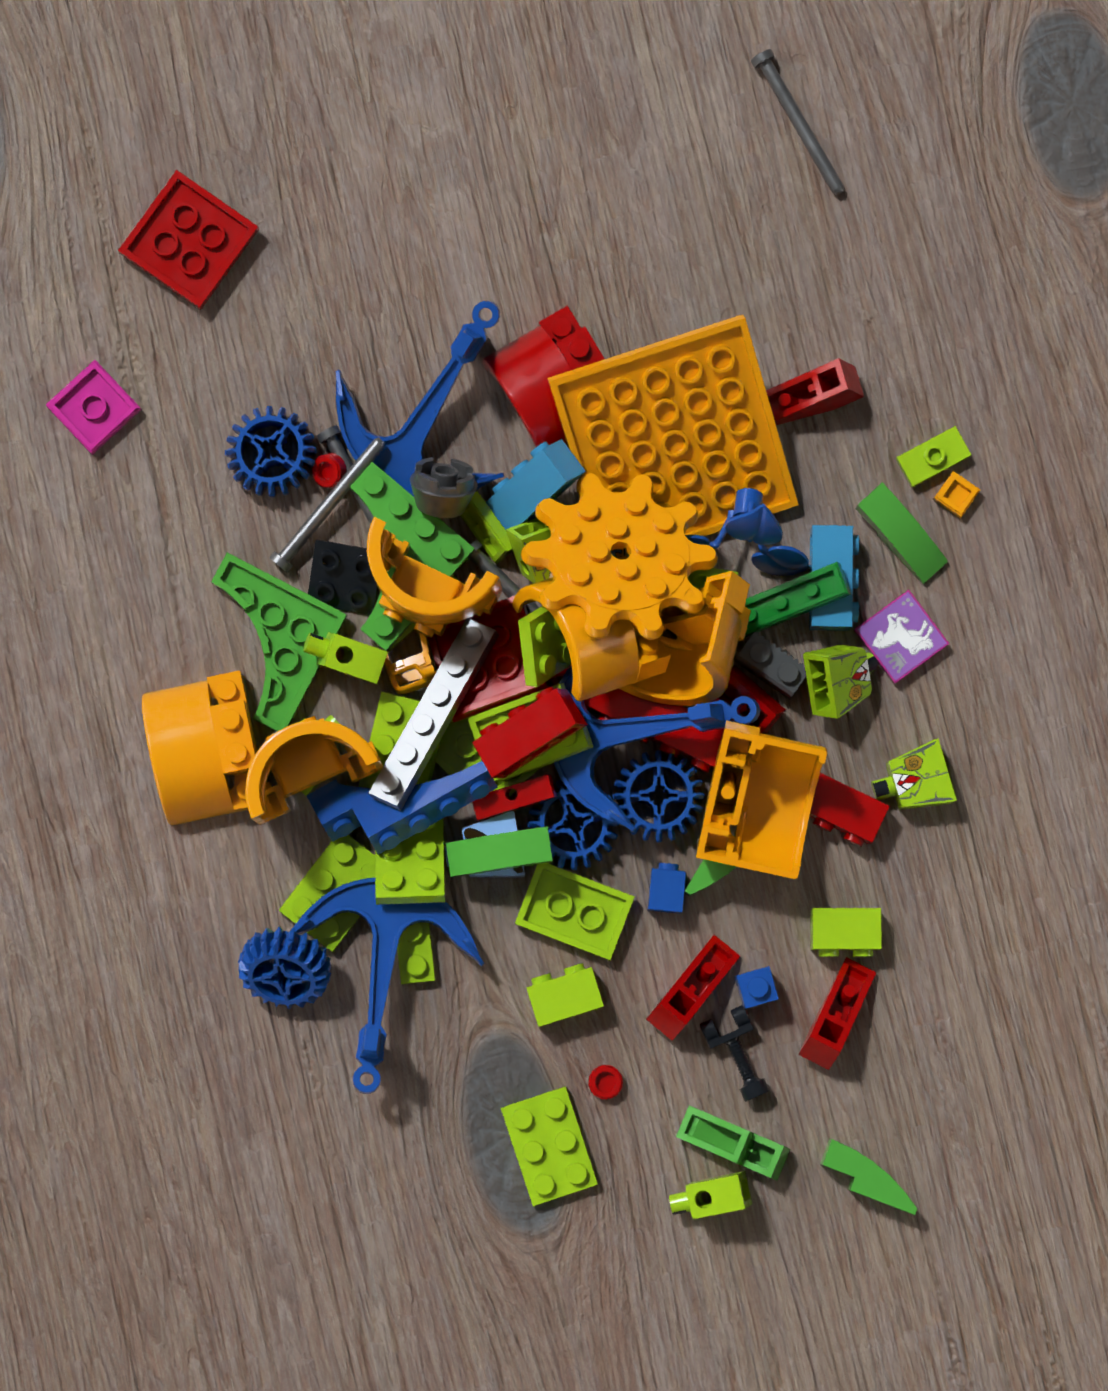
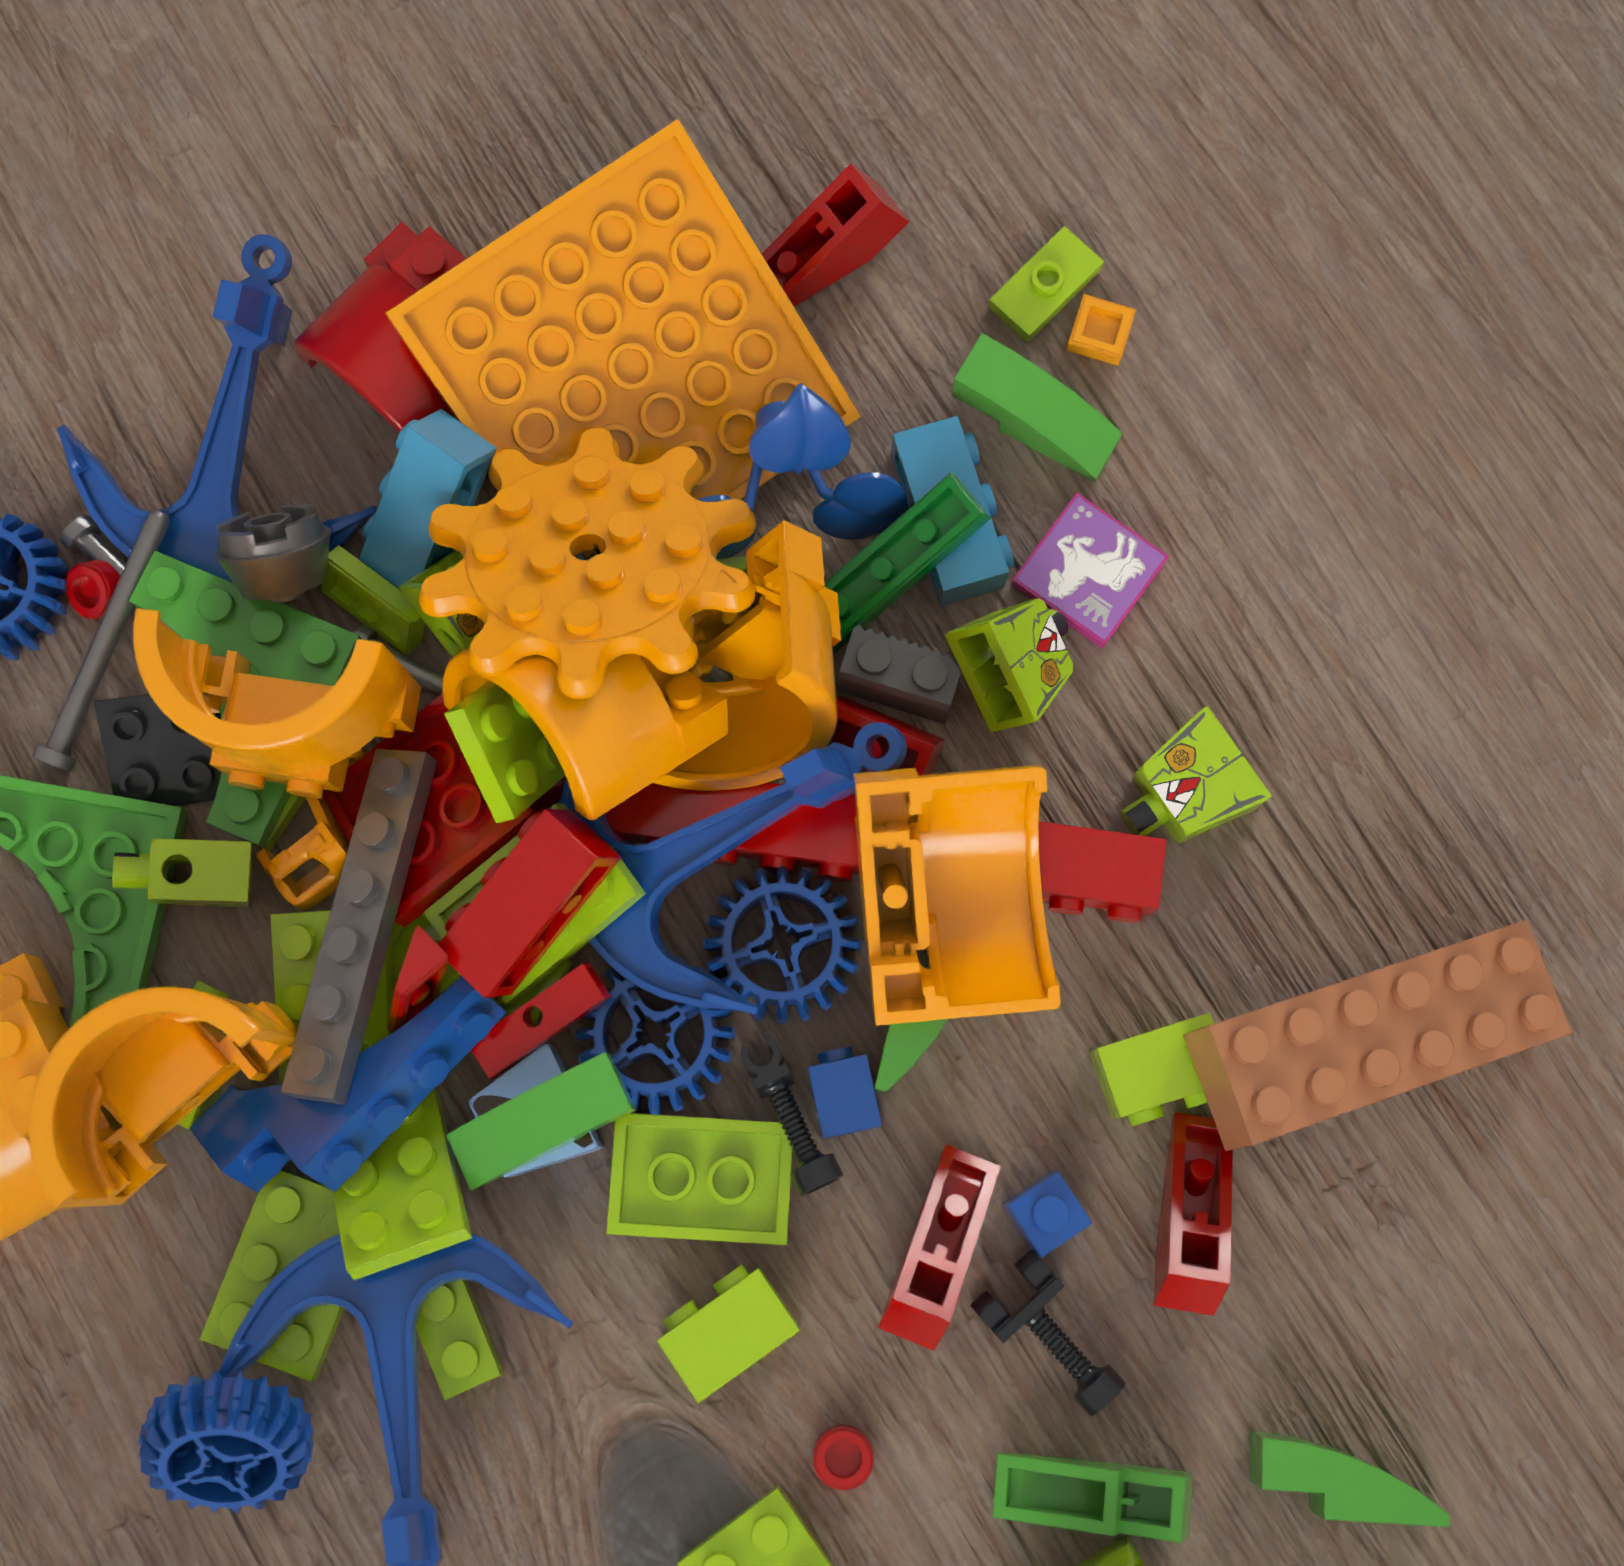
camera: 15 degrees left, 5 degrees down
(455, 754) = (418, 979): none -> red slope
(638, 924) = (773, 1080): none -> black bar
(967, 948) = (1376, 1035): none -> nougat brick

